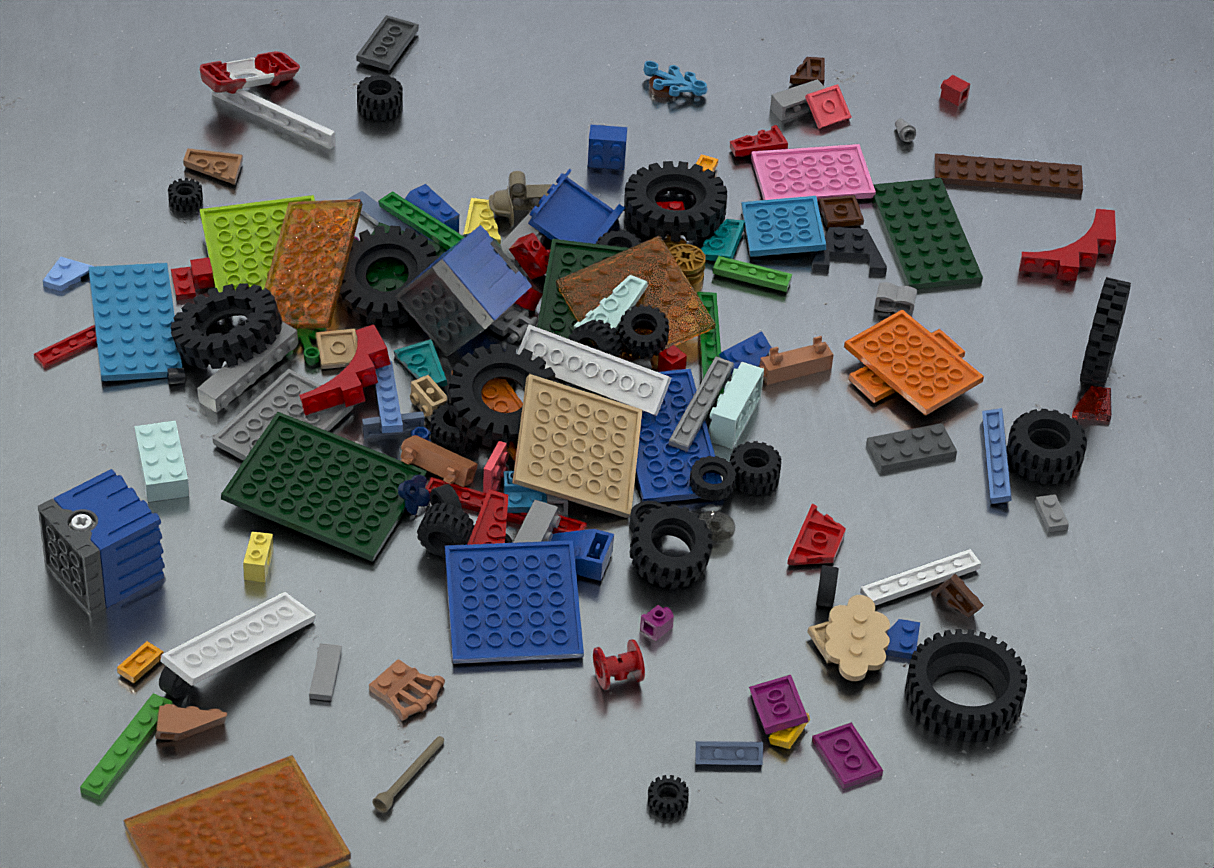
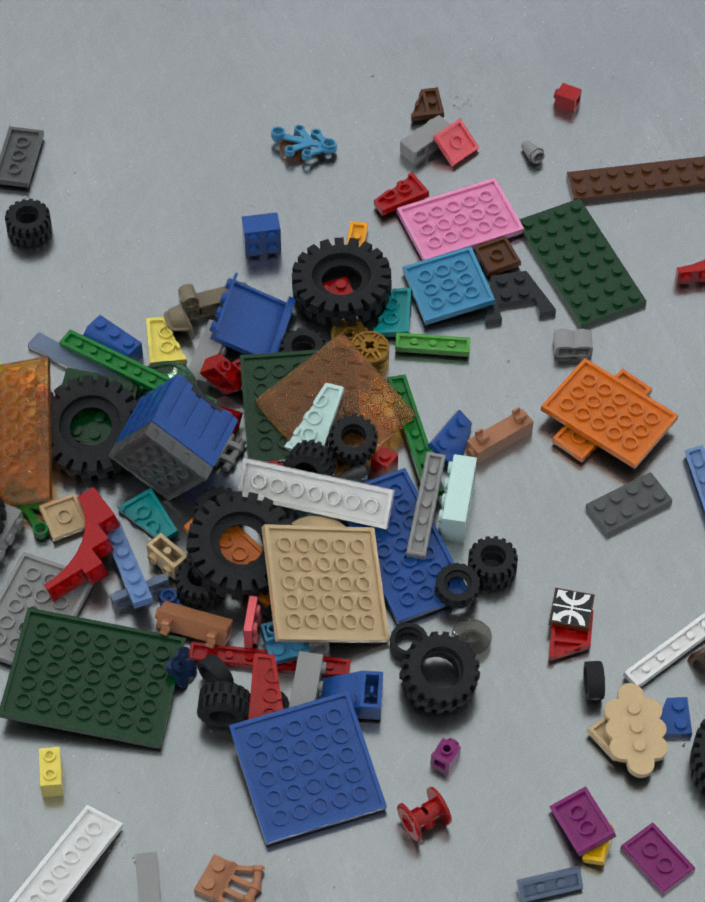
camera: 10 degrees left, 10 degrees up
(823, 522) = (571, 609): none -> tile

